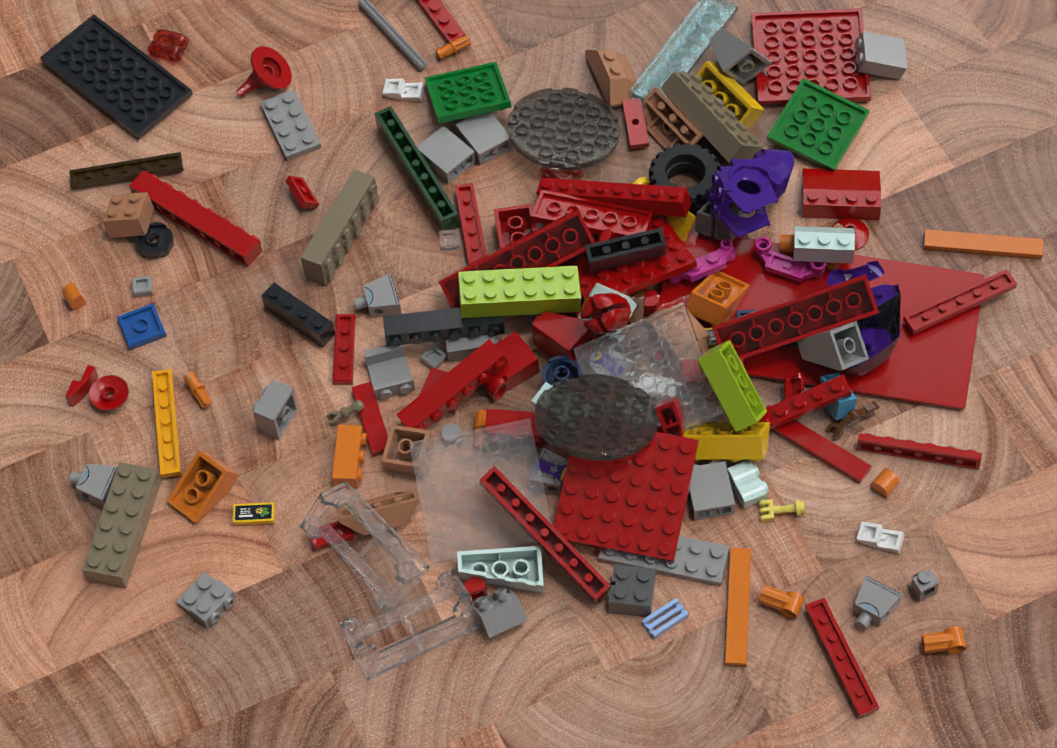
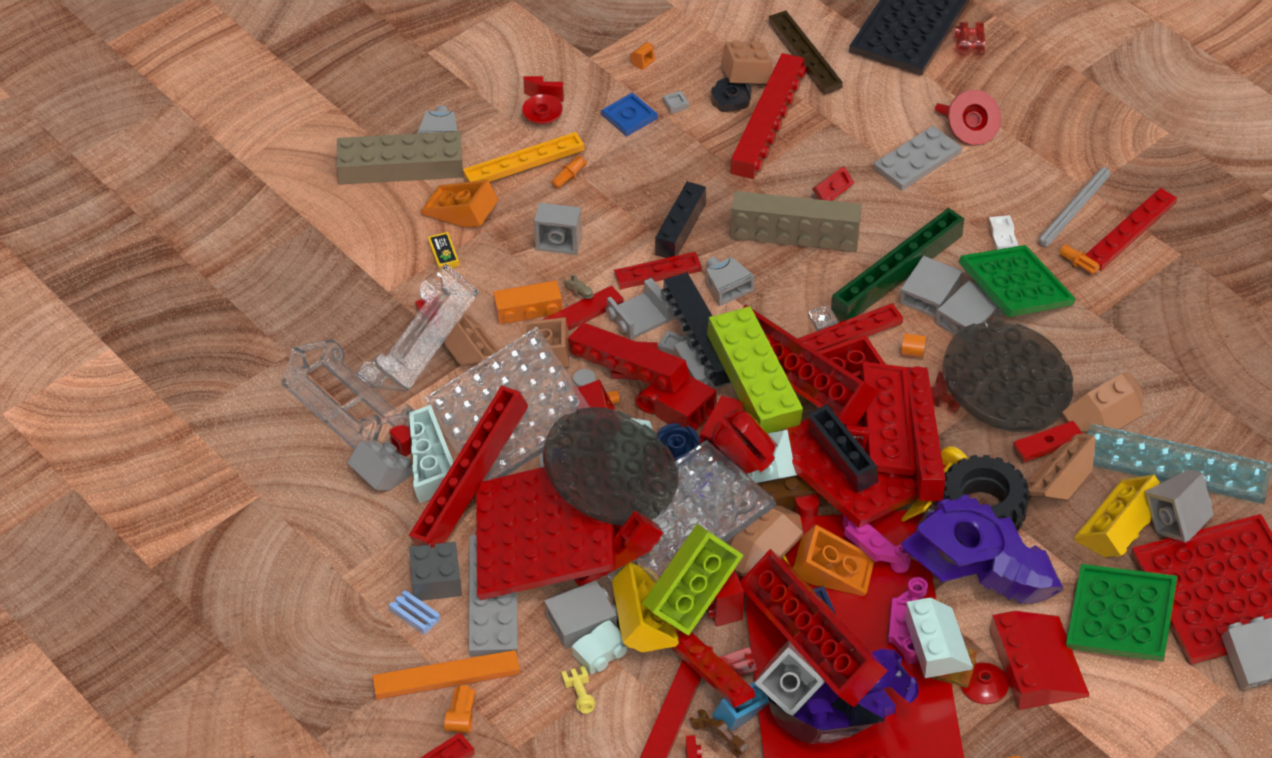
camera: 70 degrees right, 10 degrees down
(206, 599) = (338, 242): light grey plate -> none
(505, 184) = (913, 345): none -> orange brick
(711, 116) = (1080, 501): dark tan brick -> none

